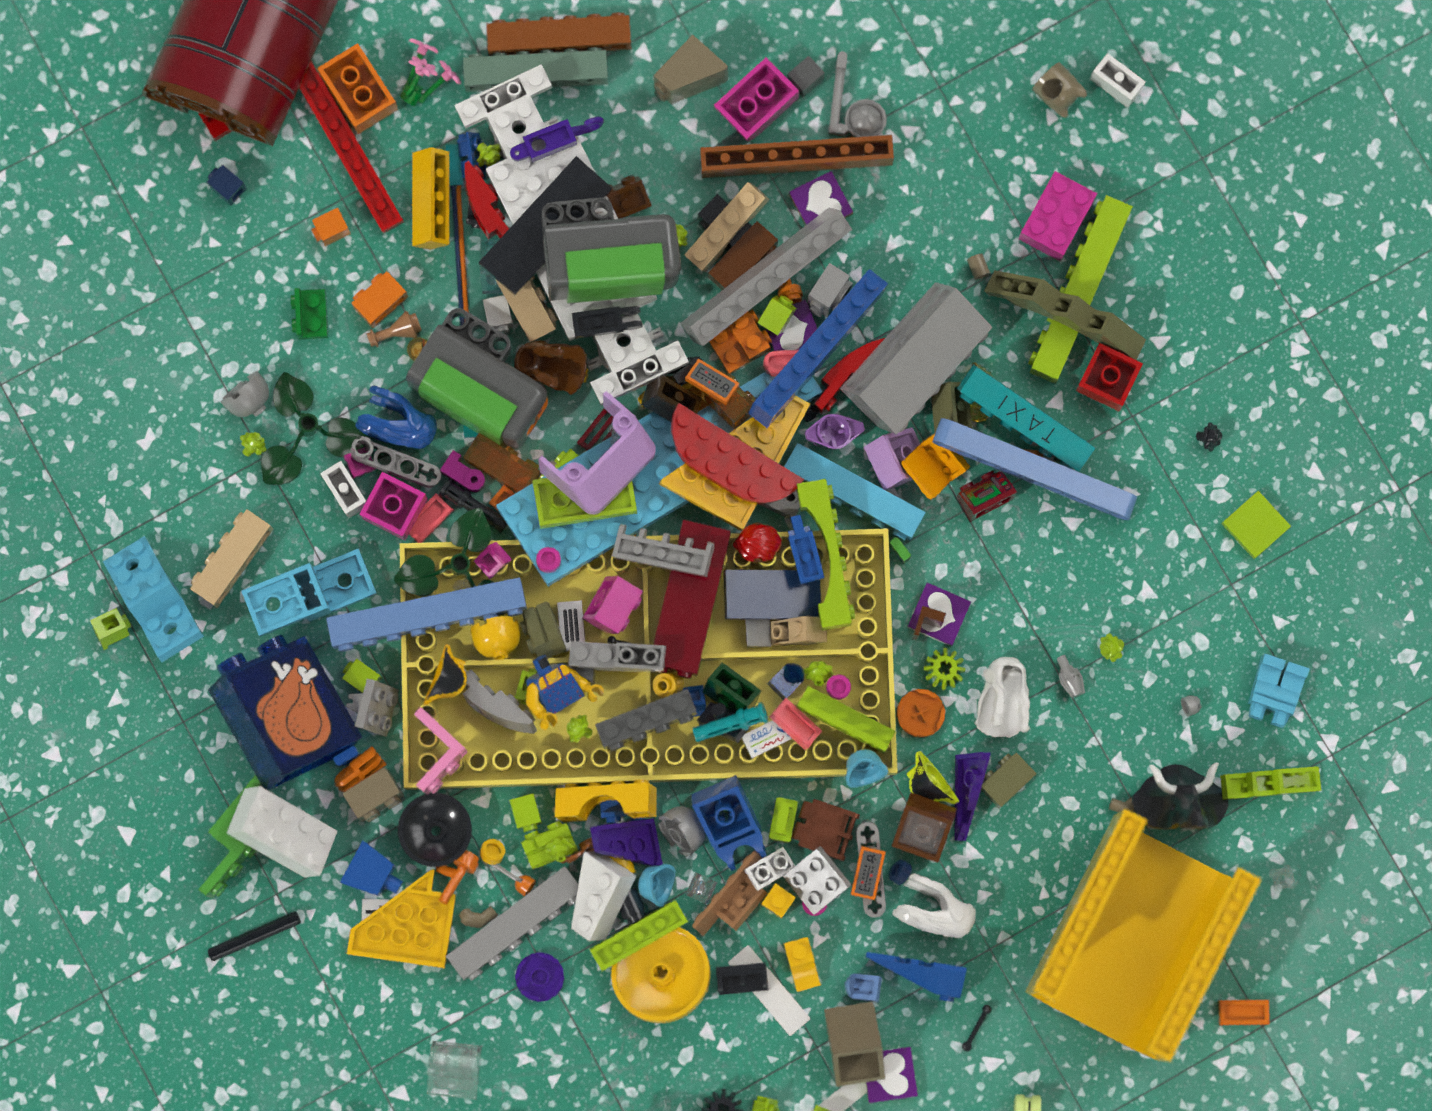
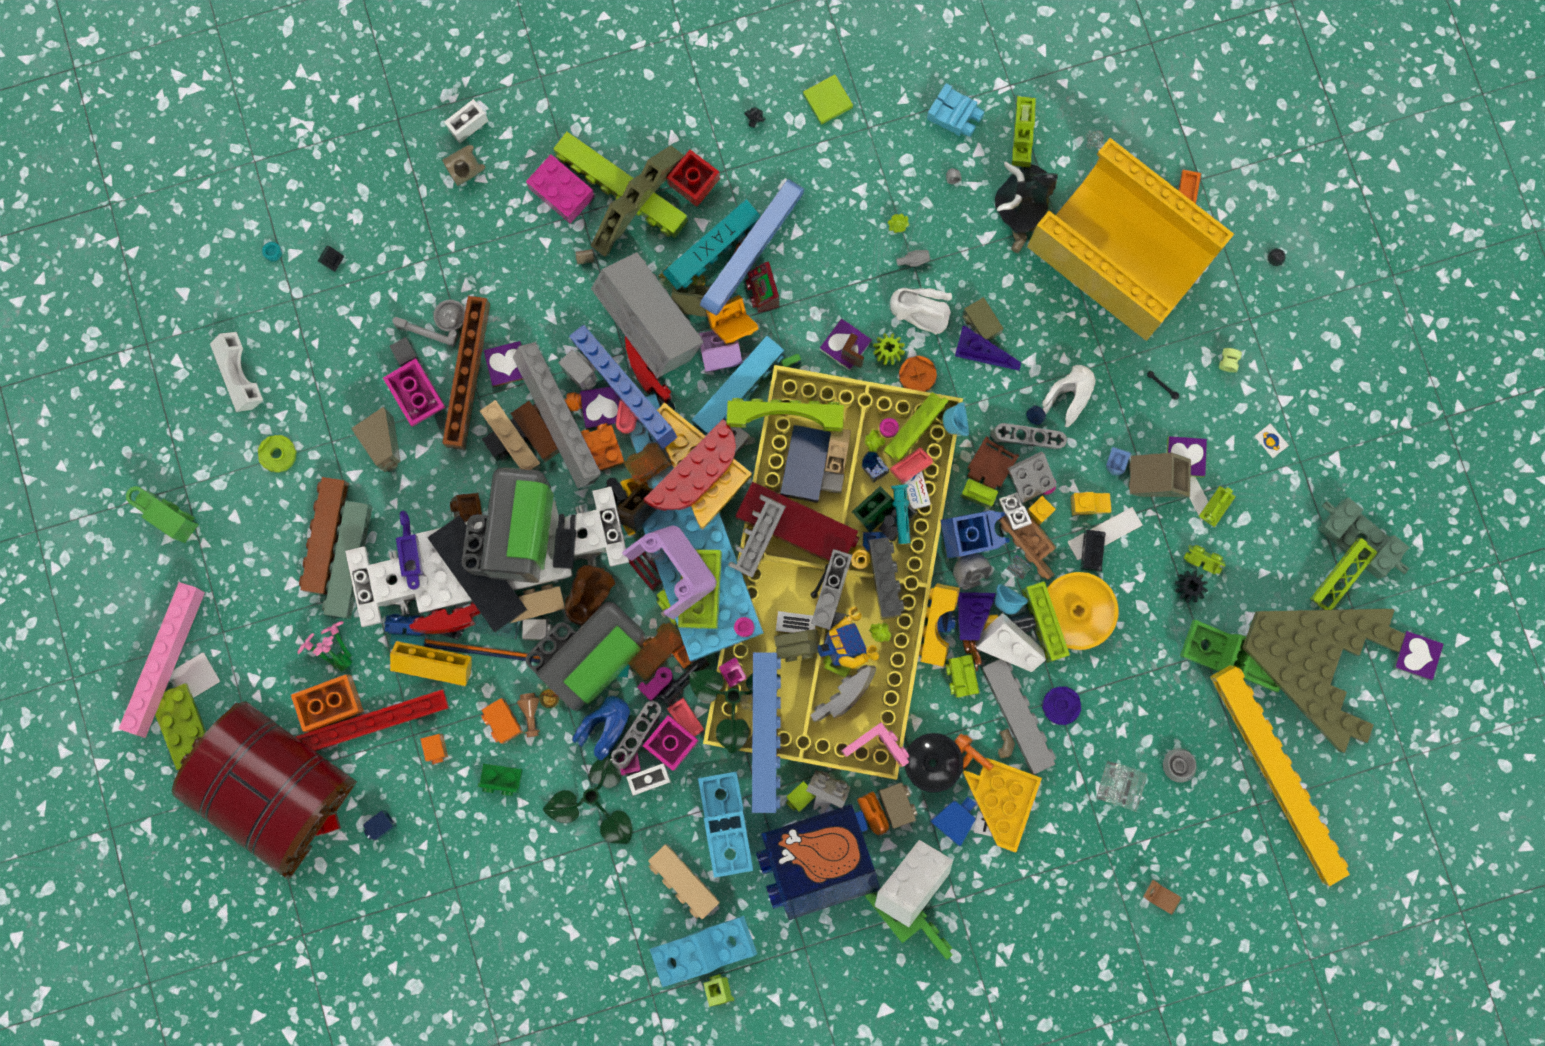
camera: 75 degrees left, 0 degrees up
(247, 397) = (556, 842): light grey cylinder -> none
(253, 443) = (595, 846): lime plant -> none
(254, 936) = (986, 923): black axle -> none
(448, 679) = (820, 726): hat -> none
(488, 154) = (407, 609): lime plant -> none
(492, 851) = (958, 722): yellow tile -> none
(496, 637) = (795, 682): yellow cylinder -> none
(523, 883) = (987, 703): orange hinge -> none
(526, 812) = (933, 689): lime brick -> none
(559, 848) = (969, 667): lime plant -> none
(613, 605) = (789, 586): dark pink brick -> none
(712, 381) = (631, 471): tile -> none
(758, 543) = (764, 464): red hair -> none
(777, 314) = (588, 412): lime brick -> none
(804, 552) = (779, 430): blue hinge -> none
(834, 431) = (689, 389): medium lavender hat -> none
(868, 872) = (1033, 437): tile -> none
(924, 827) = (1007, 388): piece -> none
(928, 781) = (974, 379): hat -> none
(933, 977) = (1123, 401): blue wedge -> none

